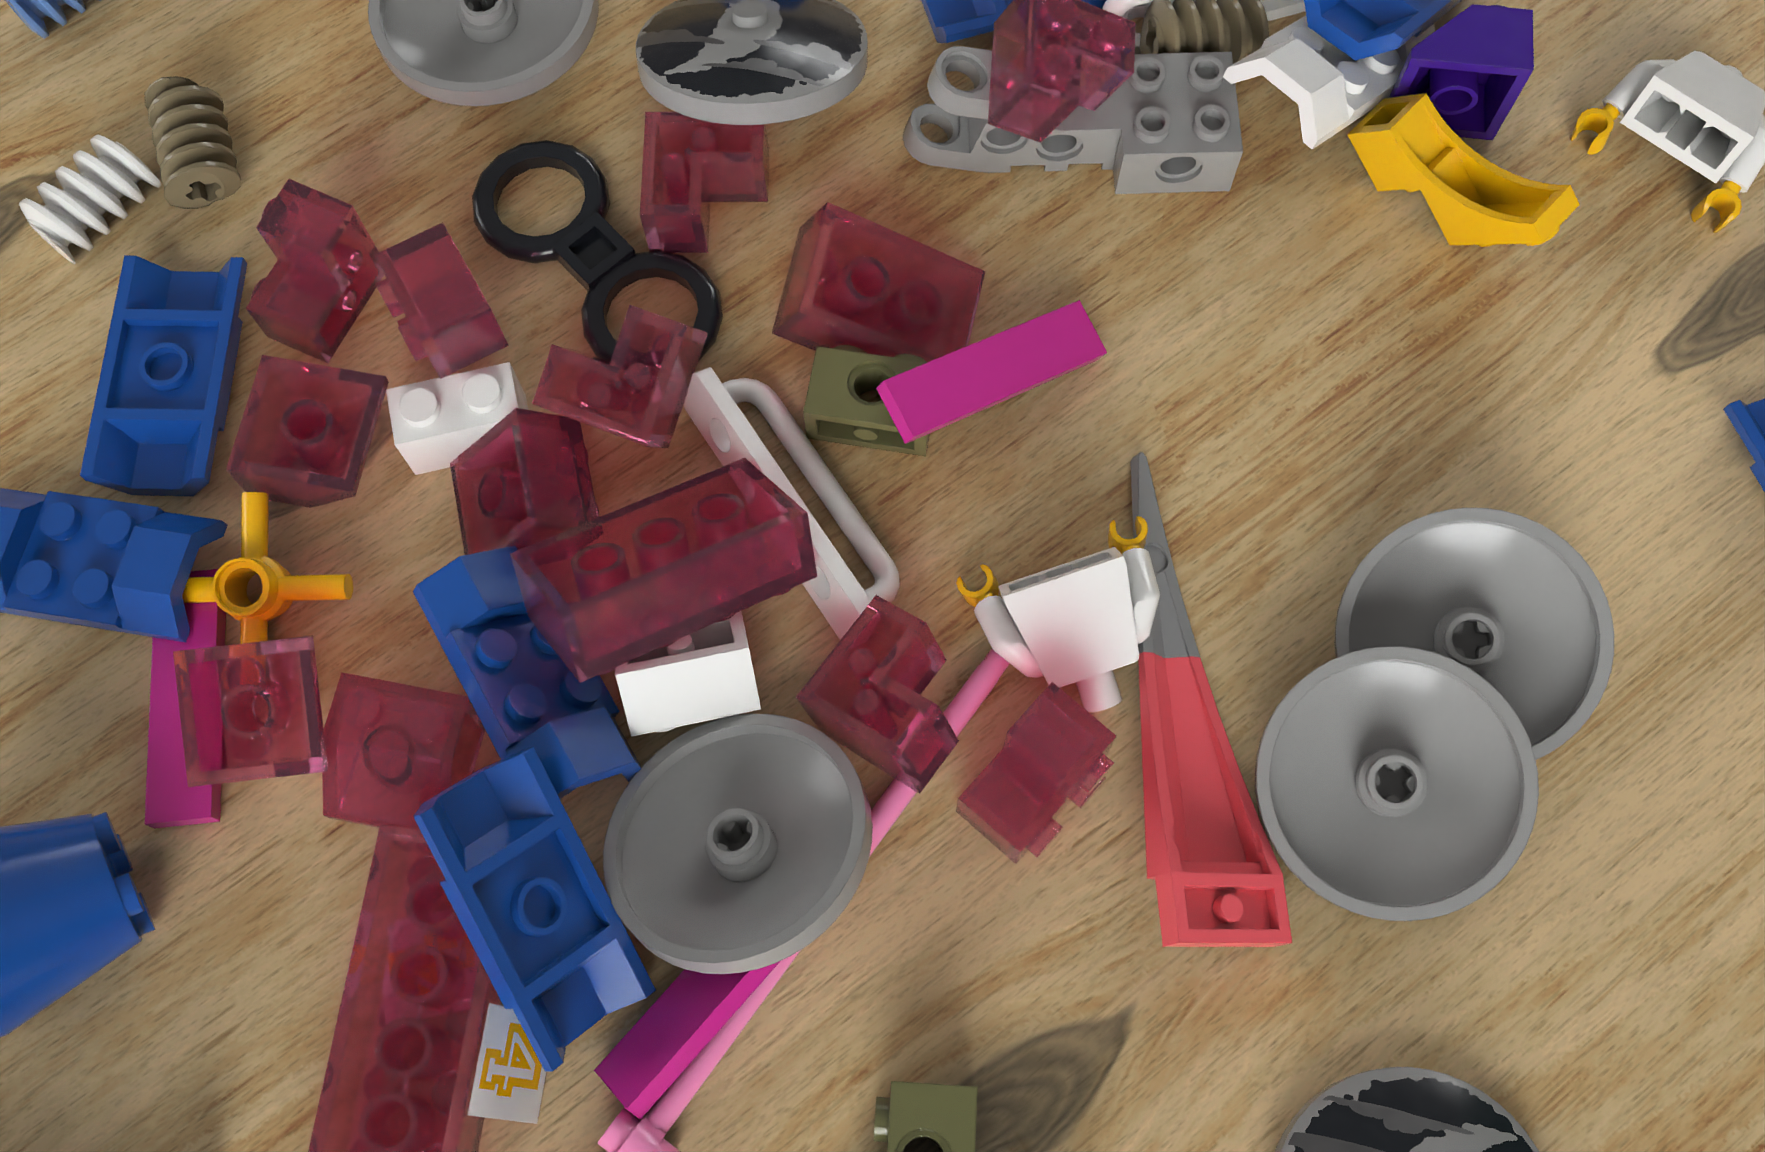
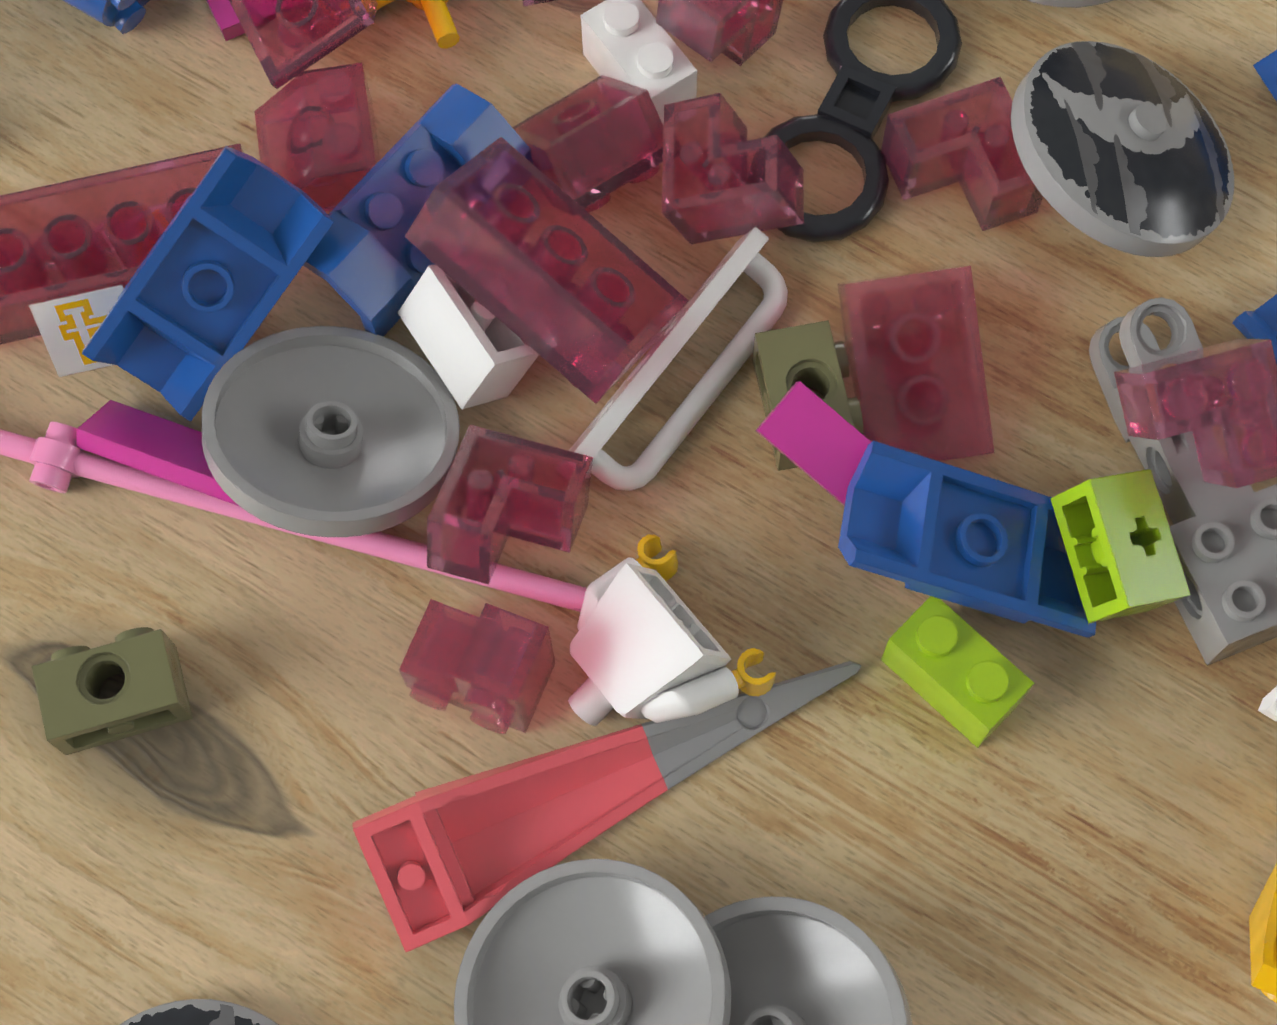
camera: 70 degrees right, 0 degrees up
(1073, 314) = (960, 538): none -> blue piece
(1129, 195) = (1119, 545): none -> lime brick
(1182, 371) = (956, 670): none -> lime brick

